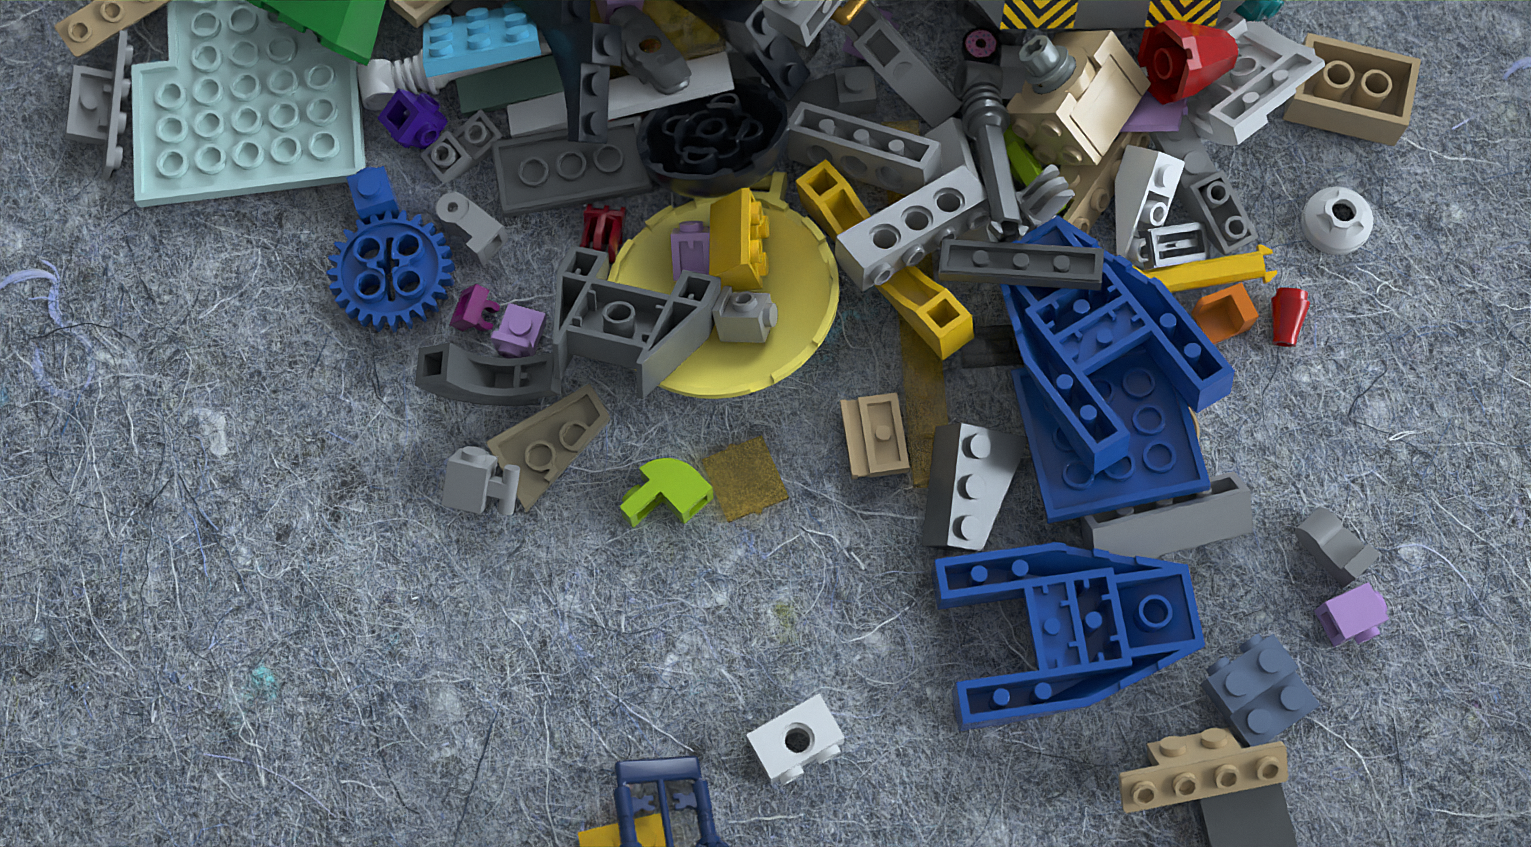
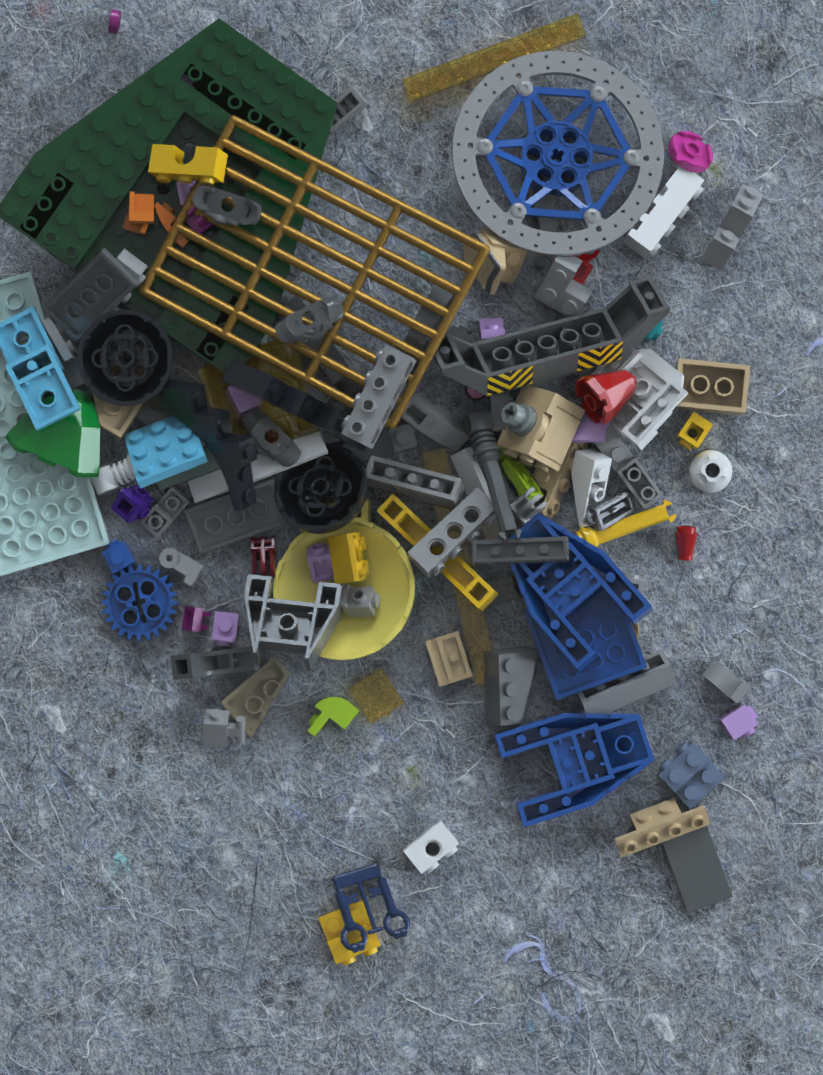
camera: 10 degrees left, 15 degrees up
(1225, 313) = (647, 547): orange panel -> none
(1318, 152) = (698, 424): none -> yellow brick

